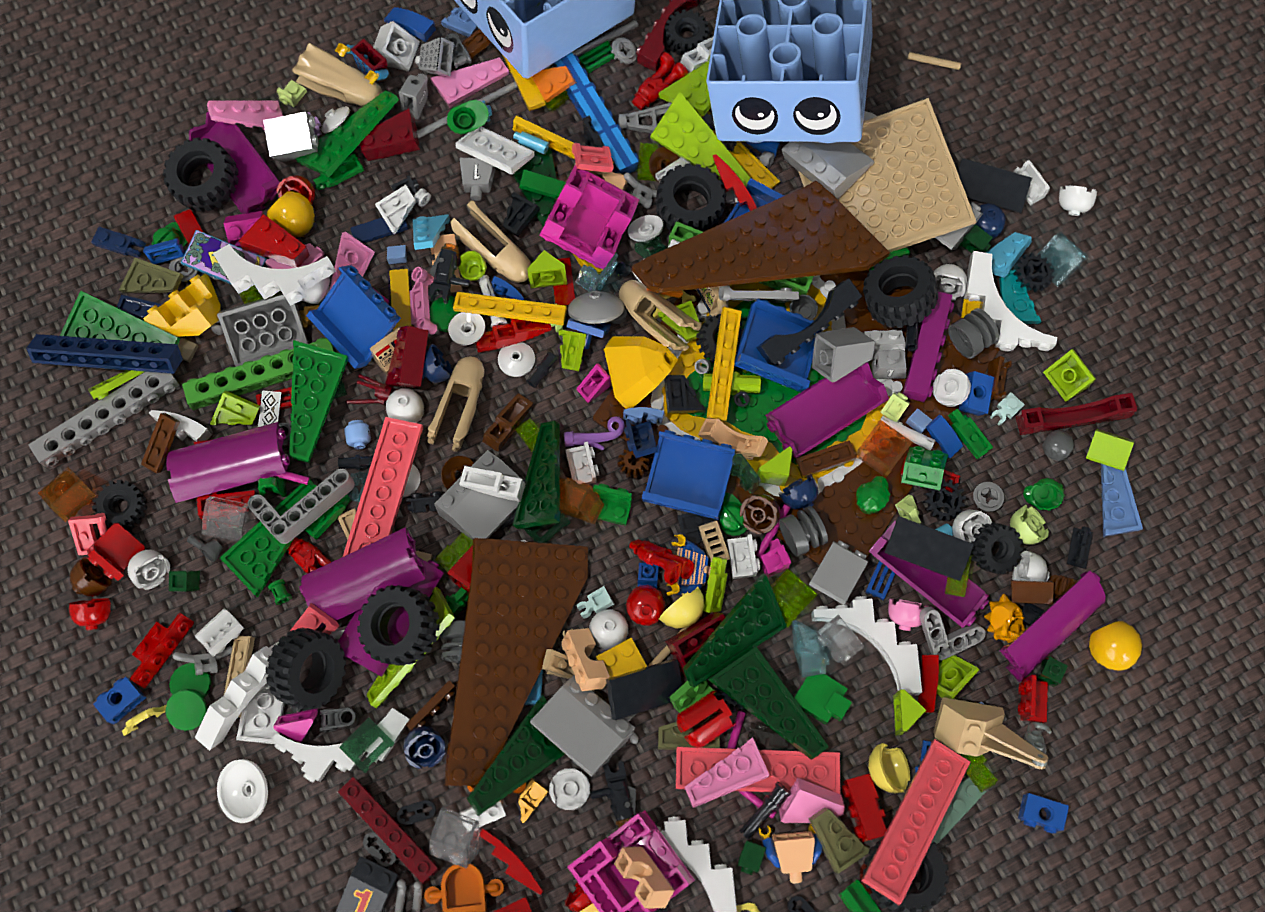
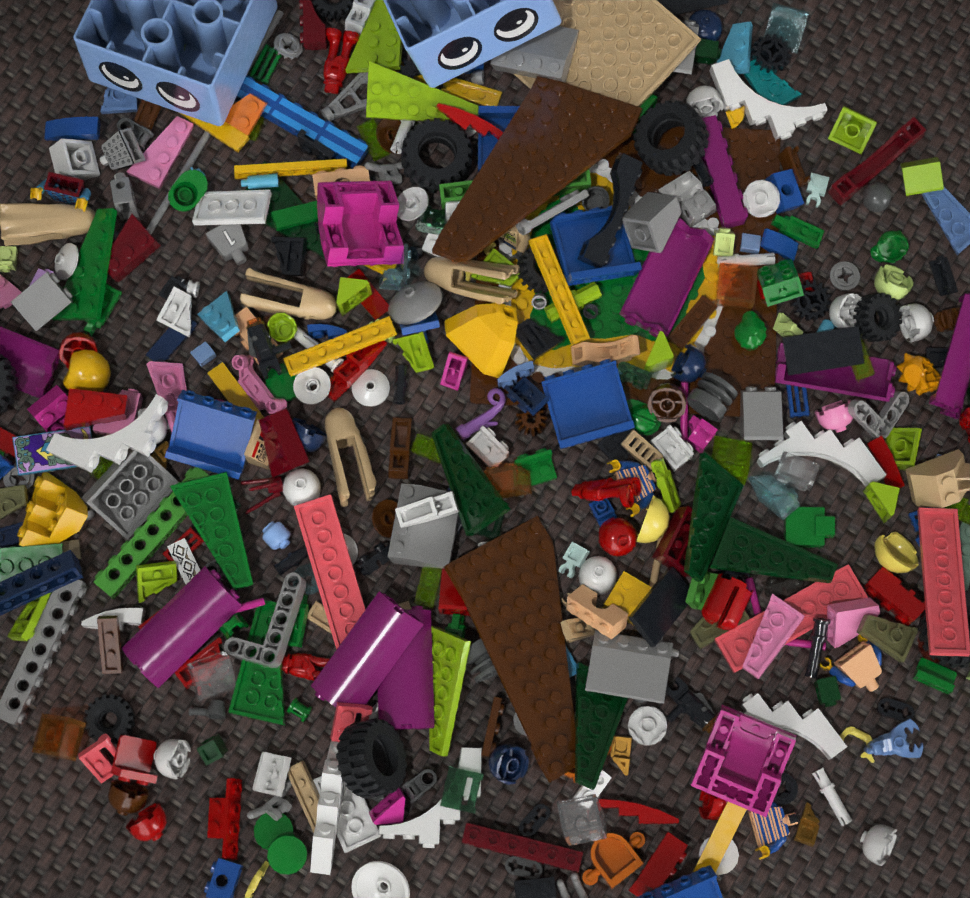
camera: 30 degrees left, 5 degrees up
(375, 625) = (404, 681): black tyre -> none
(592, 158) = (330, 170): coral plate -> none
(653, 887) = (744, 750): light nougat arch -> none
(973, 333) = (753, 139): dark grey wheel -> none
(1032, 592) = (927, 338): reddish brown hinge -> none

